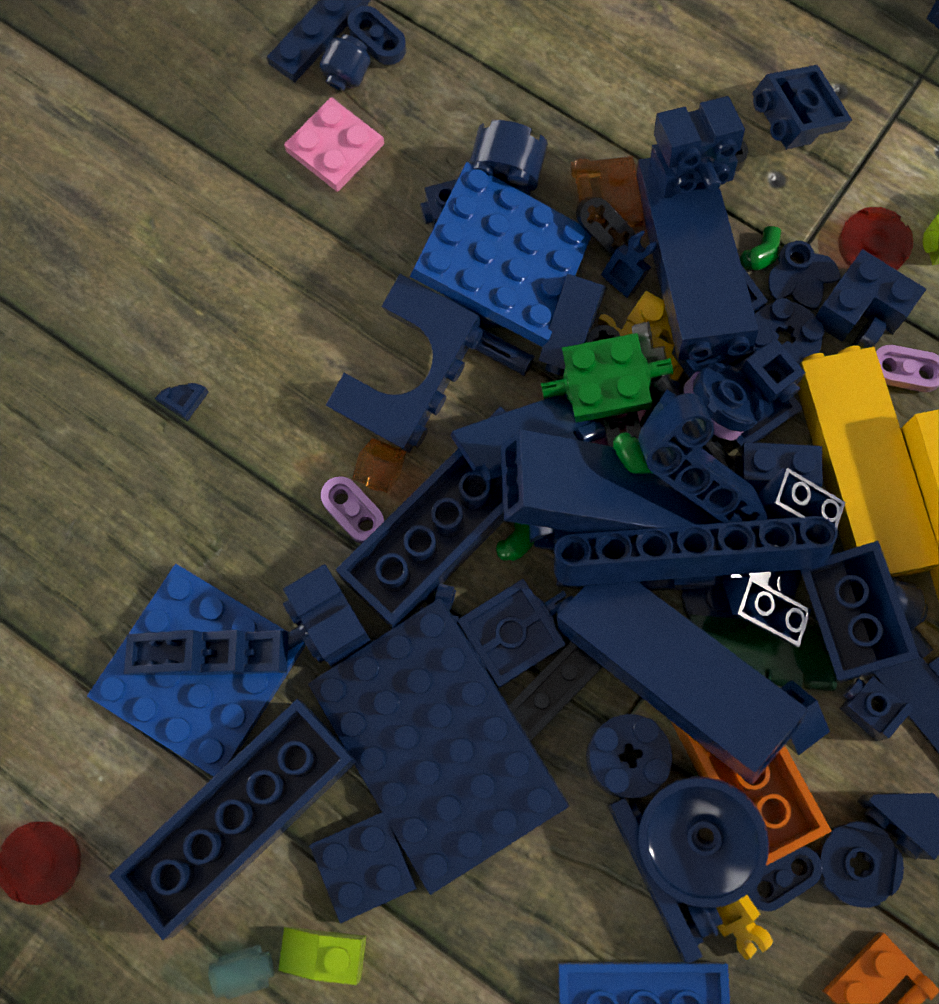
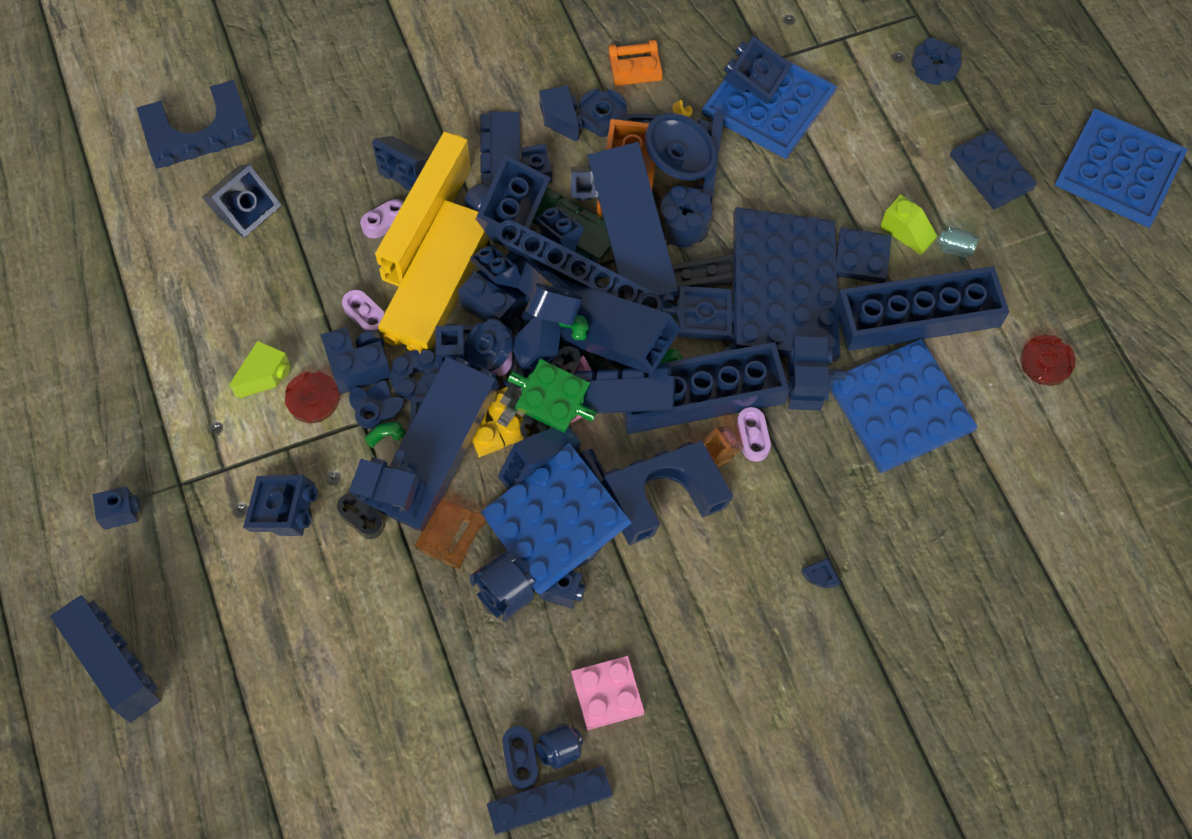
camera: 150 degrees left, 10 degrees down
(206, 653) = (894, 398): dark blue slope -> none
(598, 231) = (472, 503): black beam -> none
(627, 265) = (479, 469): dark blue plate -> none

